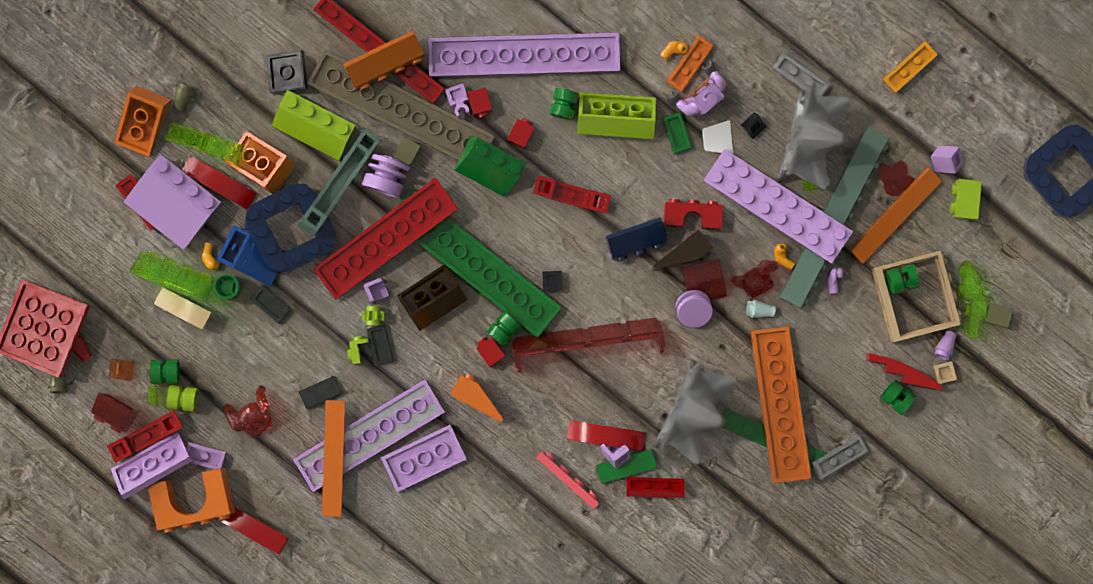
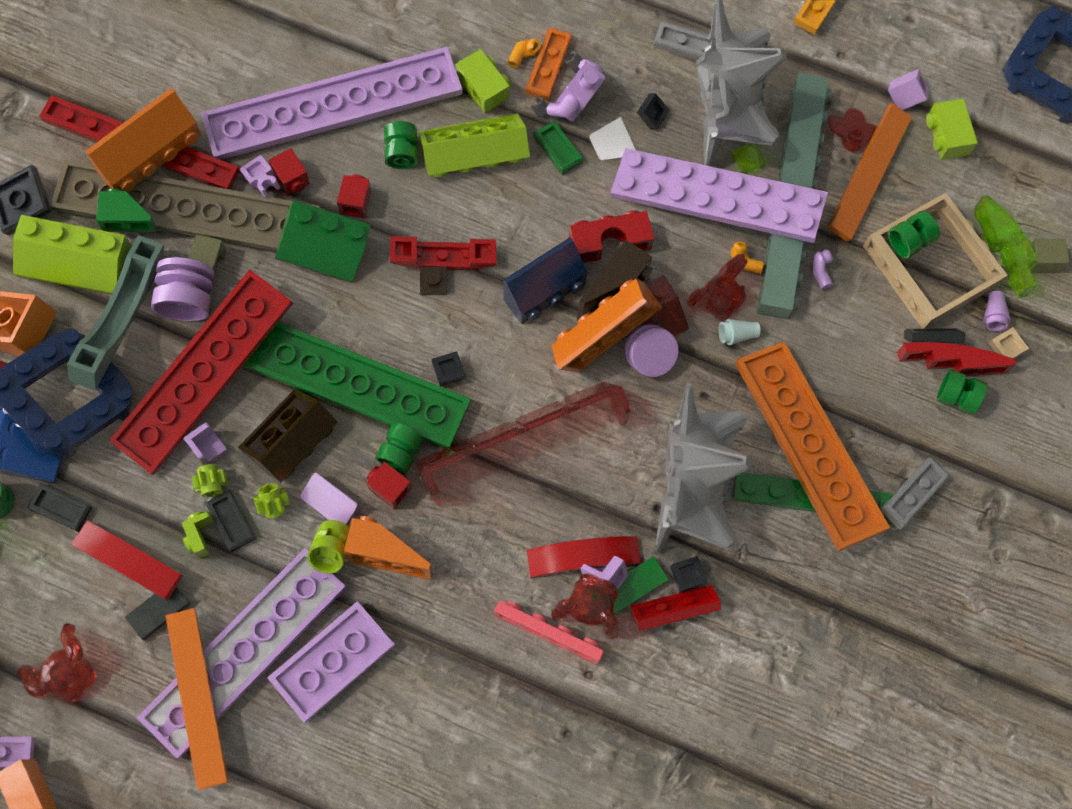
camera: 10 degrees left, 15 degrees down
(308, 354) = (127, 560): none -> red slope
(356, 106) = (121, 213): none -> green slope
(410, 341) = (271, 500): none -> lime gear
(441, 384) = (328, 546): none -> lime wheel
(448, 351) = (329, 500): none -> lavender slope
(559, 211) = (433, 280): none -> dark brown plate
(594, 474) = (590, 610): none -> clear red hair
(637, 67) = (483, 80): none -> lime brick
(665, 286) = (605, 326): none -> orange slope
(670, 468) = (688, 574): none -> black plate
(894, 351) = (940, 335): none -> pearl dark grey tile

